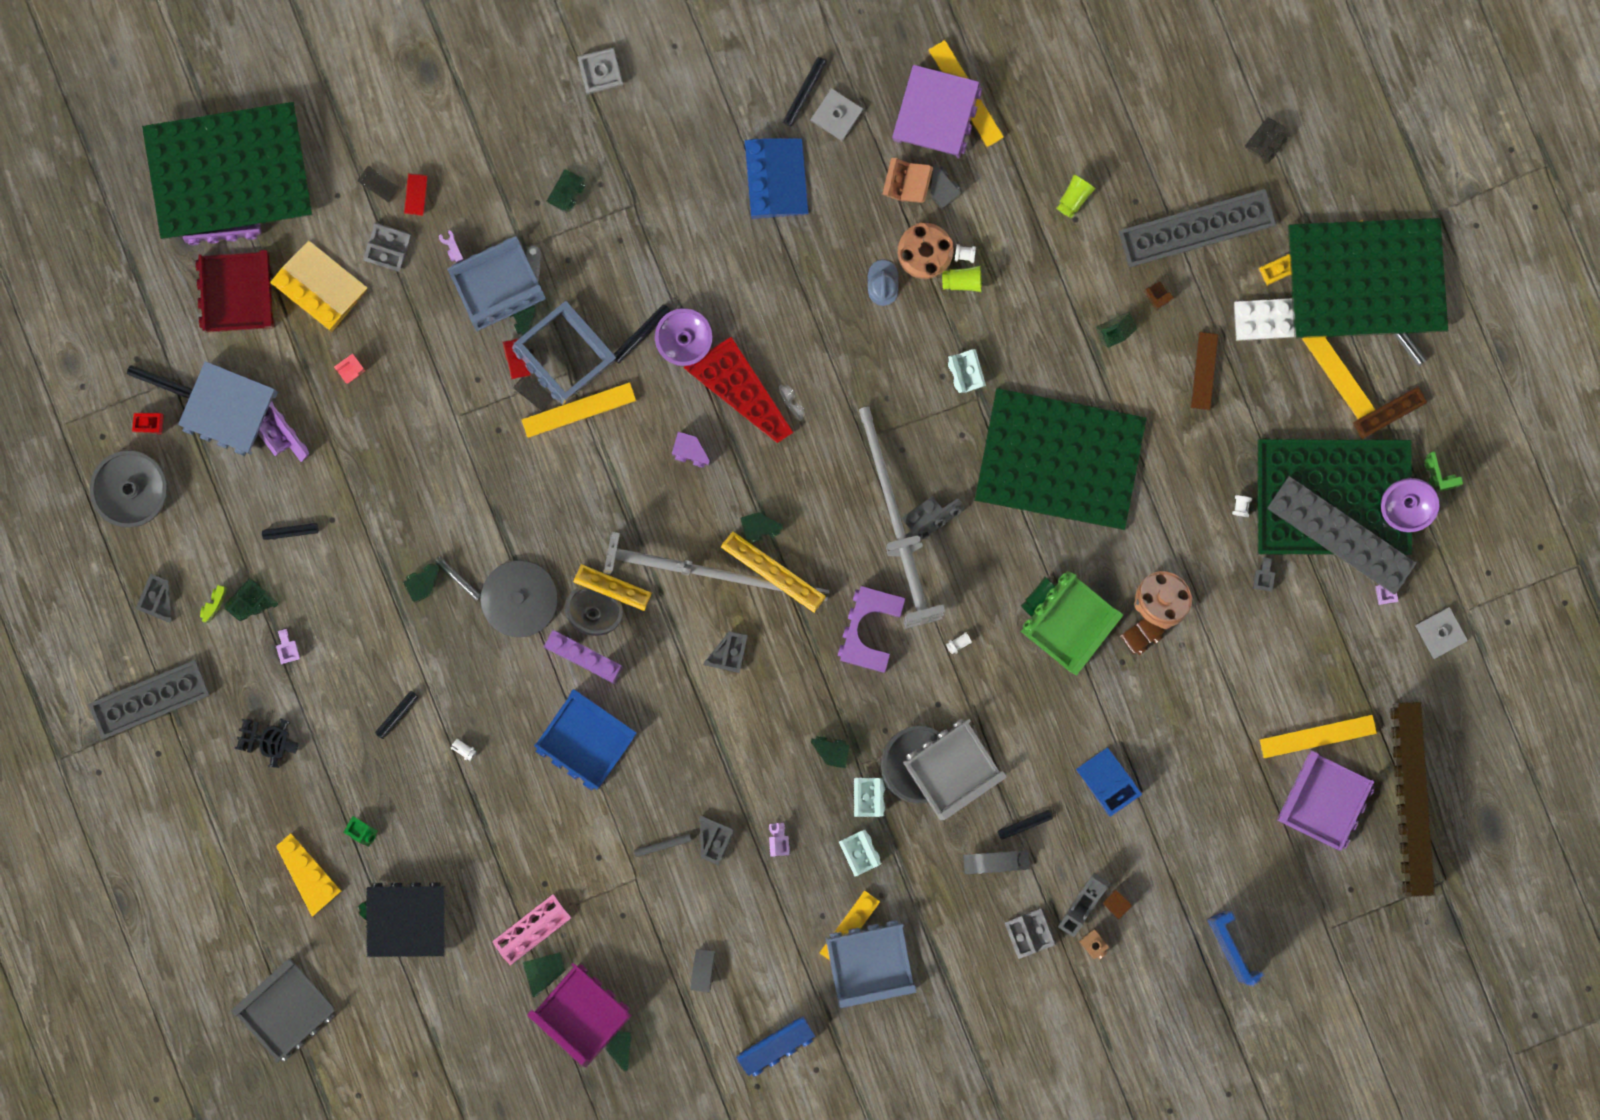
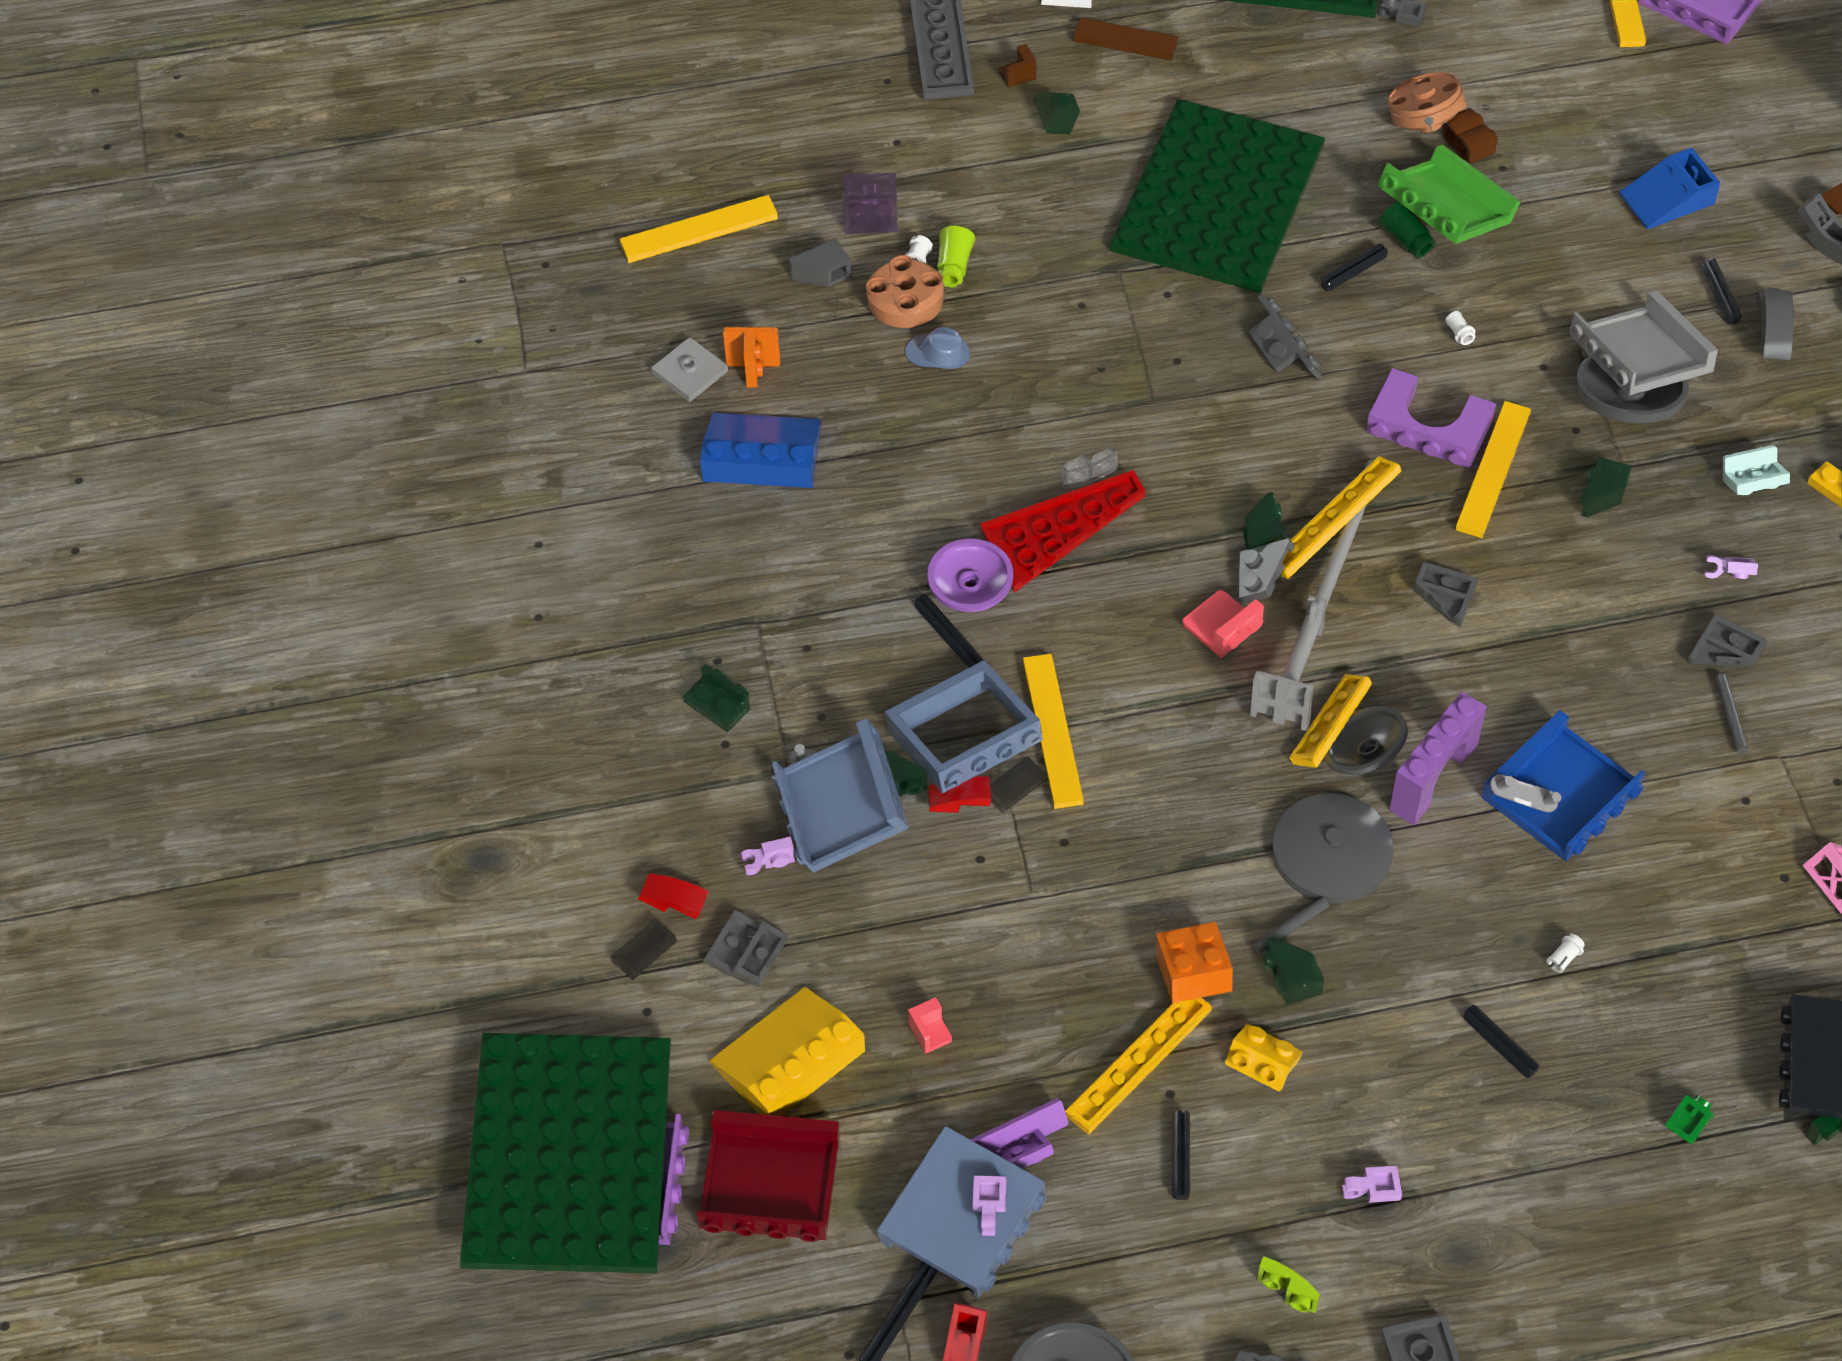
camera: 80 degrees left, 30 degrees down
(229, 422) = (989, 1197): none -> lavender plate
(249, 600) = (1288, 1233): clear green slope -> none
(284, 745) = (1532, 1232): black piece -> none
(311, 880) = (1759, 1211): yellow wing -> none
(350, 498) = (1136, 1063): none -> yellow tile
(362, 572) = (1262, 1056): none -> yellow bracket
(415, 522) = (1194, 962): none -> orange brick
(572, 715) = (1524, 793): none -> light grey piece
(600, 70) = (549, 632): light grey plate -> none
(678, 508) = (1224, 622): none -> coral bracket
(689, 448) = (1136, 595): medium lavender slope -> none
(723, 528) = (1261, 568): none -> wing
(804, 91) = (647, 400): black axle -> none
(839, 676) = (1493, 469): none -> yellow tile
(842, 156) = (753, 349): none -> orange bracket
(869, 797) = (1674, 449): light aqua bracket -> none
(903, 546) = (1319, 355): light grey piece -> none
(907, 181) = (805, 292): nougat bracket -> none
(937, 111) = (713, 253): medium lavender panel -> none
(966, 371) = (1081, 269): light aqua bracket -> none
(997, 212) = (870, 203): none -> clear purple brick
(1004, 563) = (1354, 267): none -> black axle
(1075, 196) = (866, 129): lime plant -> none
(1242, 506) = (1310, 21): white bush -> none

